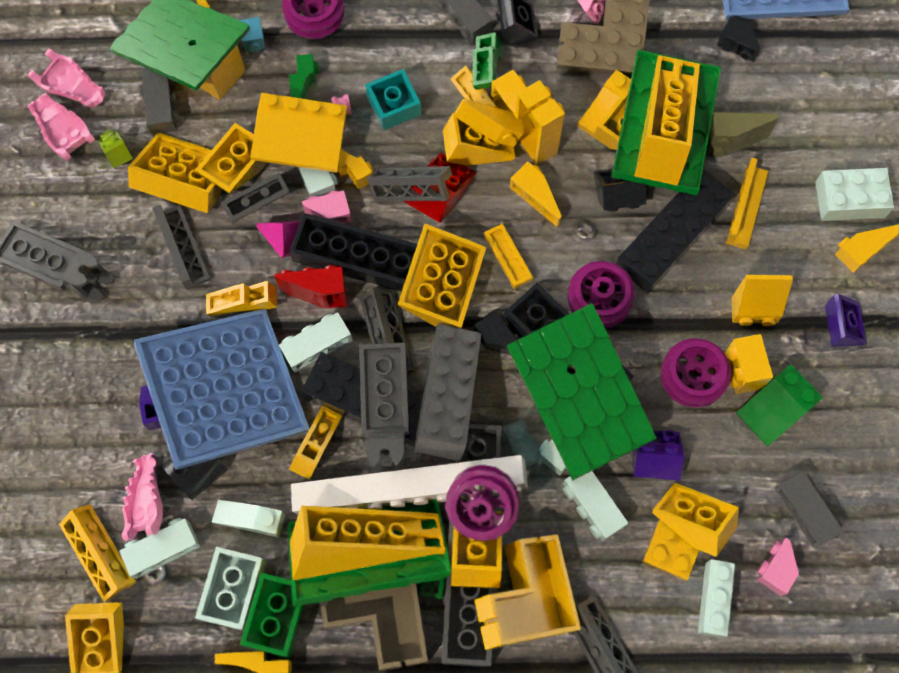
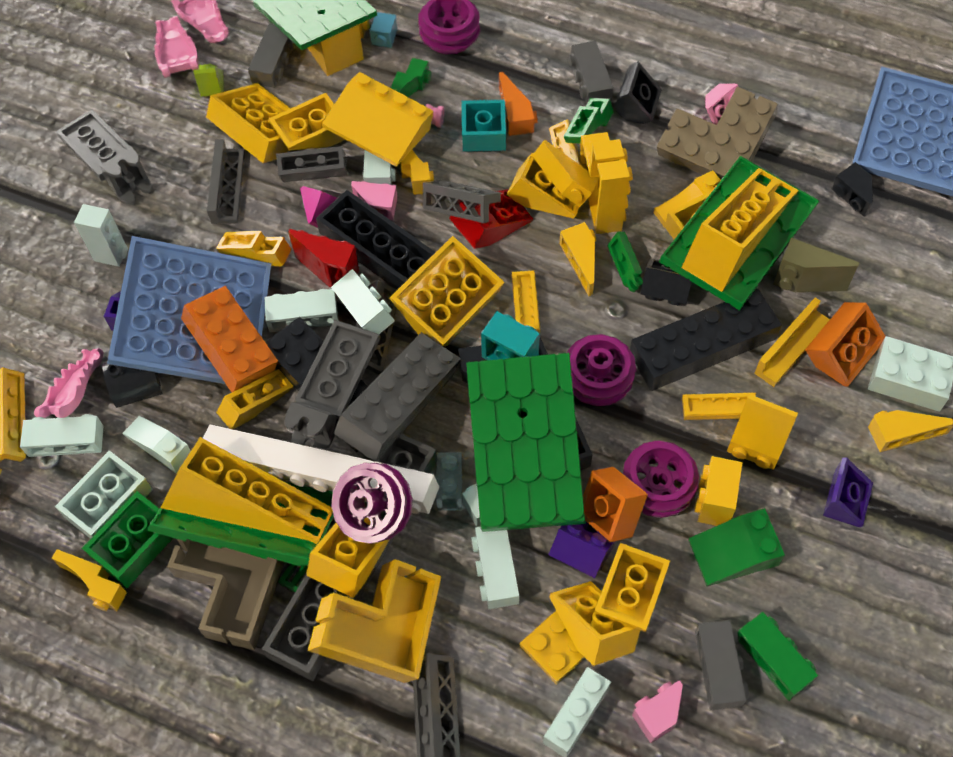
camera: 25 degrees right, 10 degrees down
(98, 347) = (101, 235): none -> light aqua brick
(270, 399) = (228, 338): none -> orange brick
(373, 316) = (363, 302): none -> light aqua brick
(418, 71) = (518, 109): none -> orange slope
(526, 307) = (508, 339): none -> teal brick
(577, 184) = (625, 261): none -> green hinge
(671, 411) = (613, 503): none -> orange brick
(711, 285) = (713, 405): none -> yellow plate
(716, 477) = (632, 587): none -> yellow slope
(789, 186) = (846, 342): none -> orange slope
(849, 482) = (776, 655): none -> green brick

